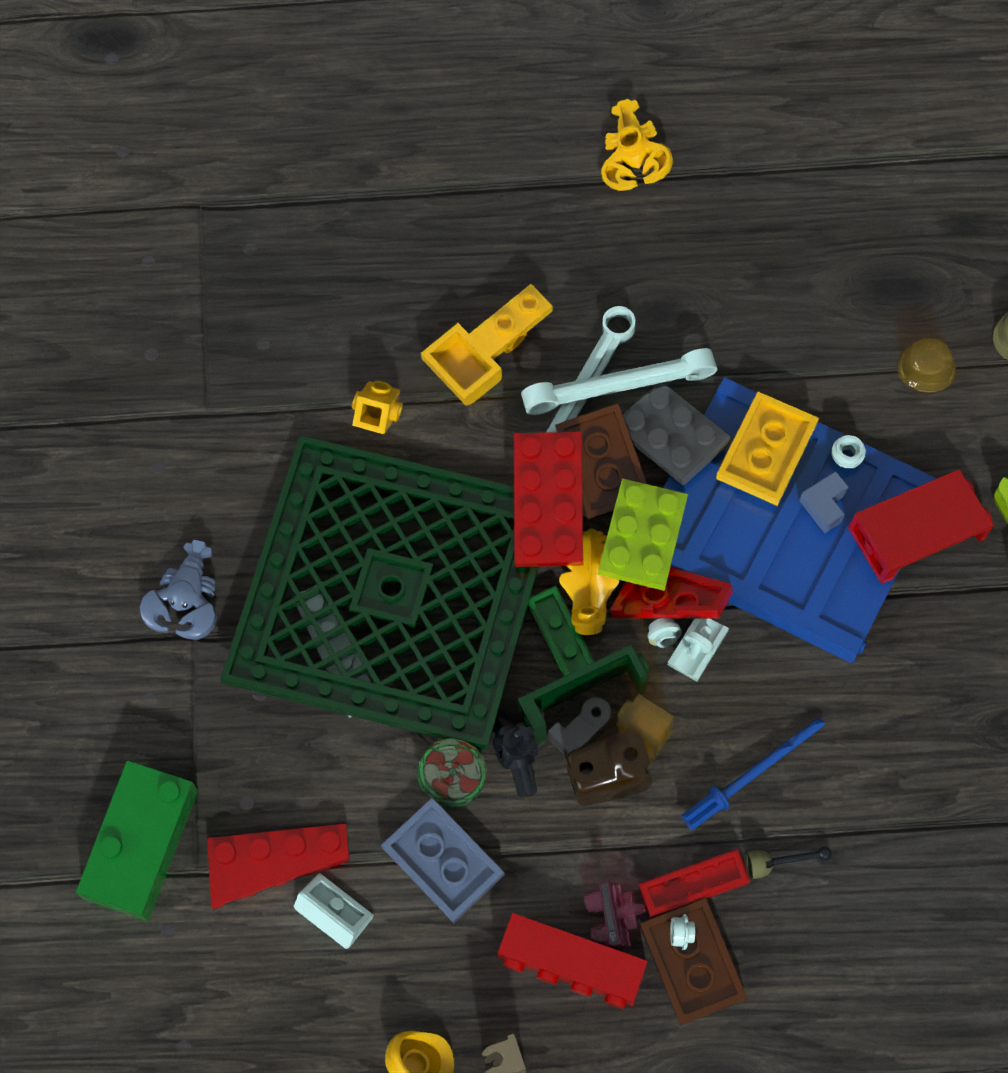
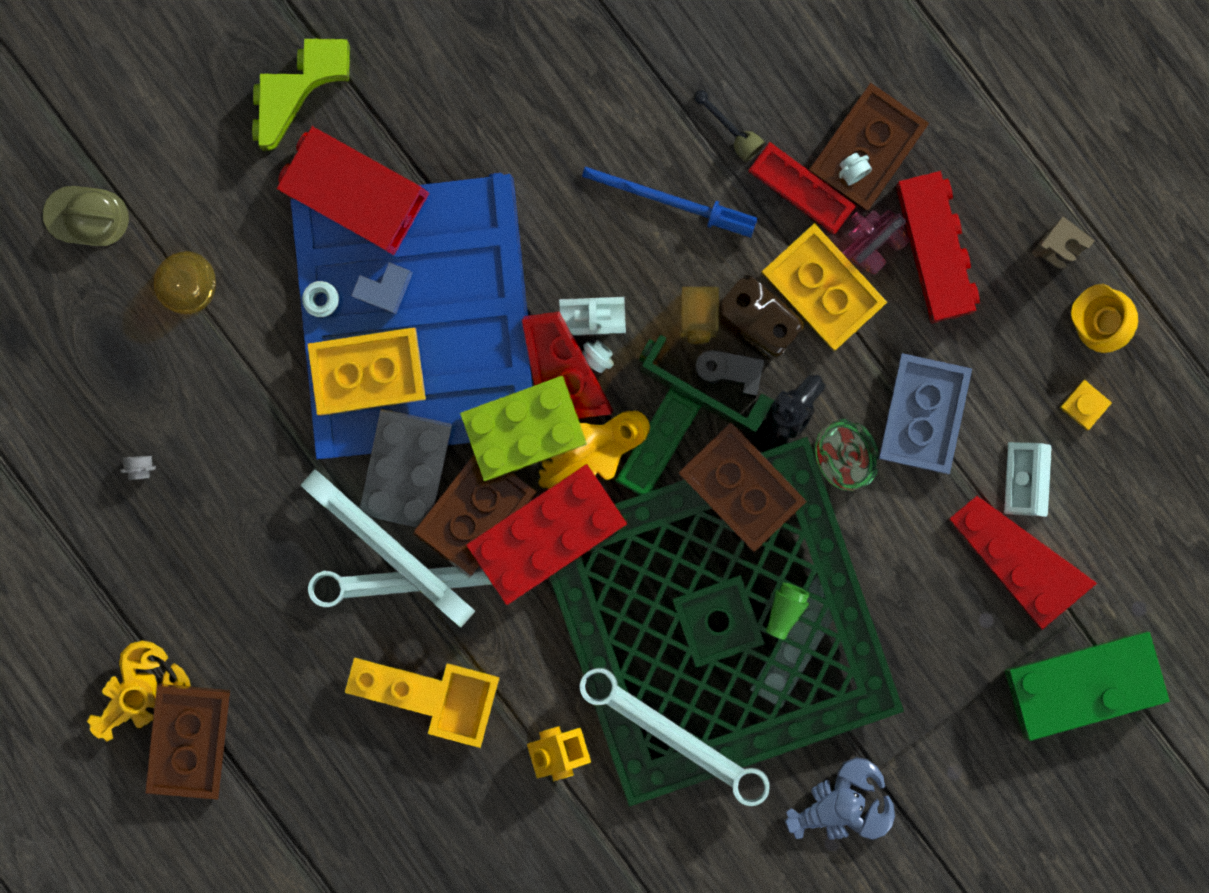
camera: 135 degrees left, 15 degrees up
(326, 496) = (675, 736): none -> light aqua piece
(359, 999) = (1085, 405): none -> yellow plate
(363, 639) = (786, 609): none -> bright green cone
(481, 666) = (742, 487): none -> reddish brown plate
(572, 158) = (187, 741): none -> reddish brown plate
(600, 847) = (824, 287): none -> yellow plate
(804, 248) = (138, 467): none -> light grey plate

